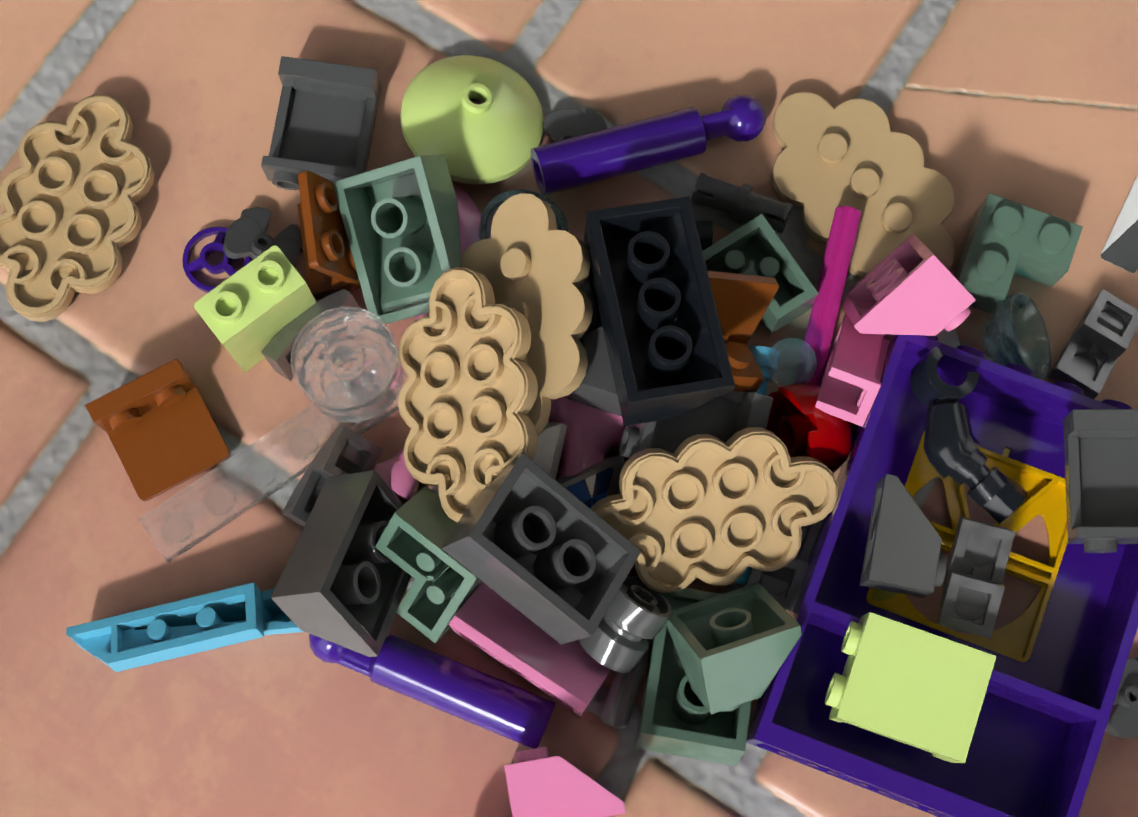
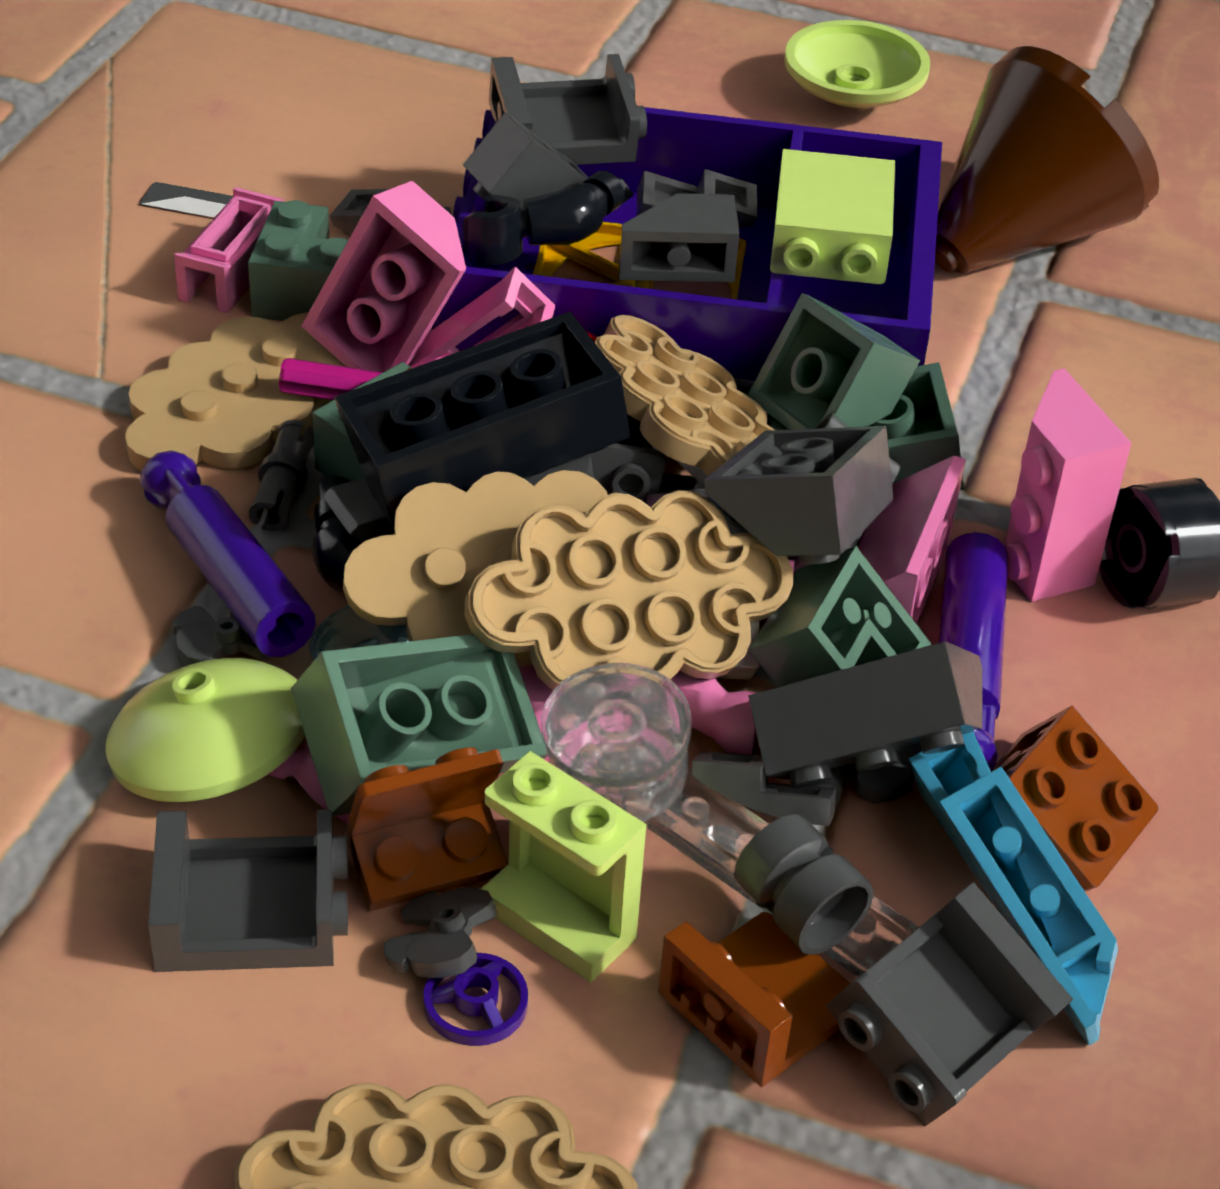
camera: 105 degrees left, 35 degrees down
(108, 538) = (948, 1004): none -> dark grey panel
(203, 465) = (804, 885): none -> dark grey wheel
(280, 698) = (1078, 794): none -> dark orange bracket
(1024, 426) = (519, 163): none -> dark grey slope
(1025, 161) = (224, 249): none -> bright pink window

